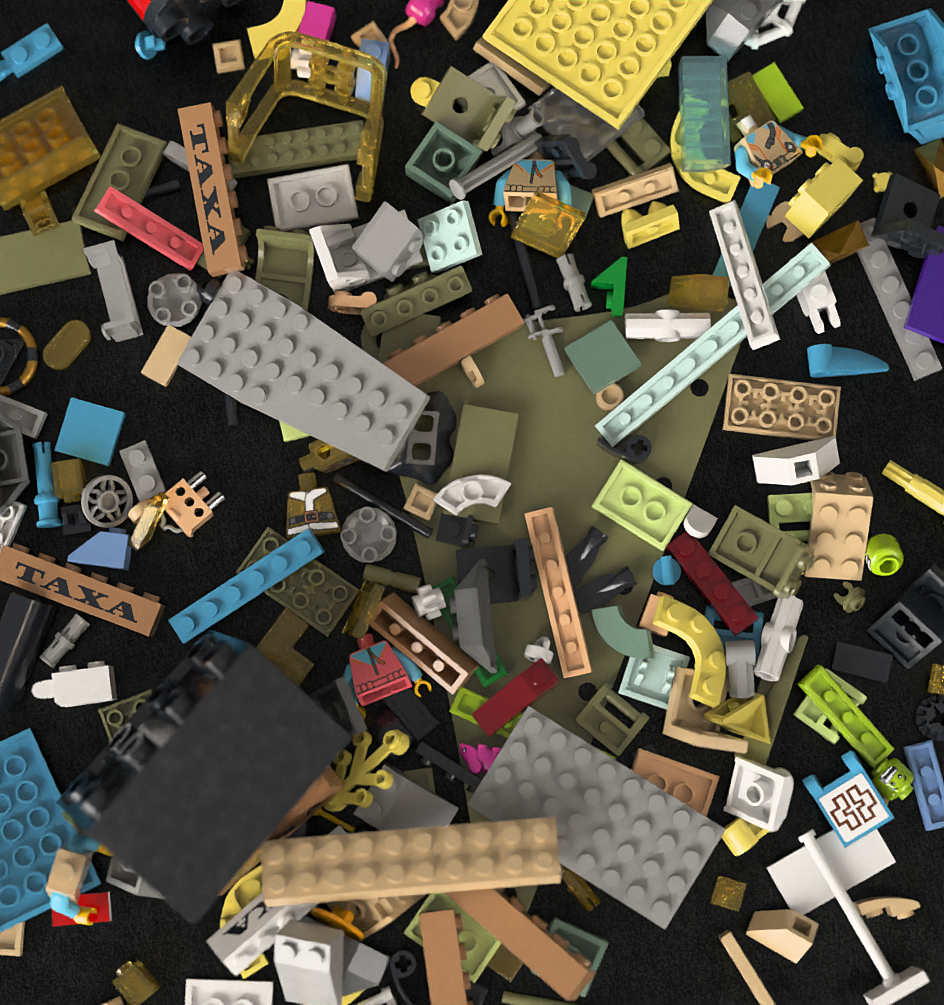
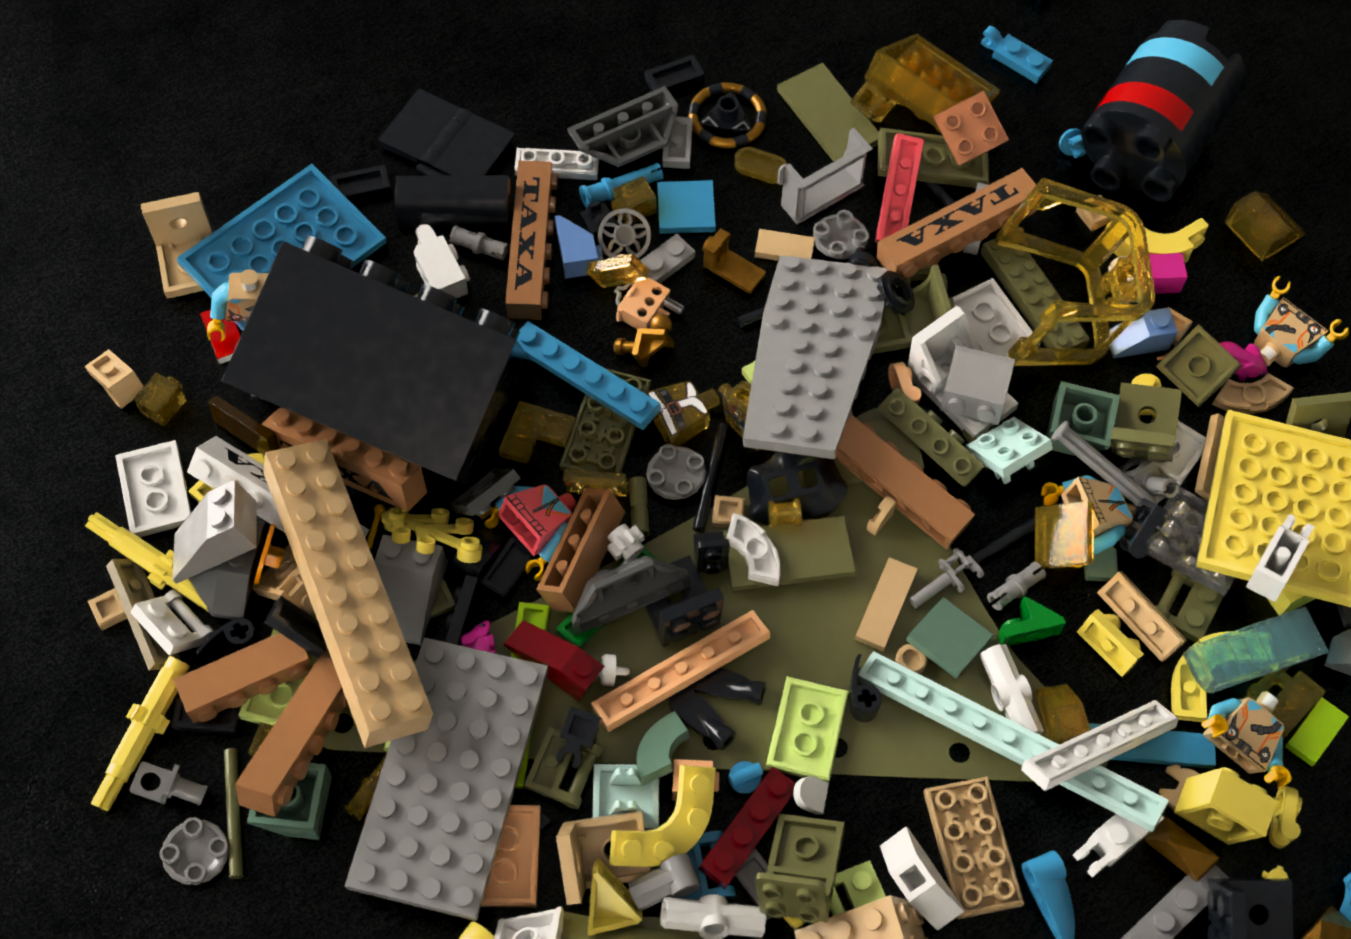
camera: 65 degrees right, 20 degrees down
(110, 136) = (971, 128): none -> nougat plate
(172, 411) = (729, 264): none -> pearl gold bracket
(181, 923) = (243, 426): none -> dark brown tile
(232, 518) = (647, 340): none -> pearl gold piece
(265, 268) = (902, 299): none -> black gear
(421, 913) = (297, 626): none -> black tile
(422, 37) = (1199, 366): none -> olive plate
(449, 455) = (784, 513): none -> clear yellow bush
(553, 398) = (886, 604): none -> tan tile
(592, 697) = (579, 731): none -> black plate
(647, 61) = (1279, 560): none -> white hinge

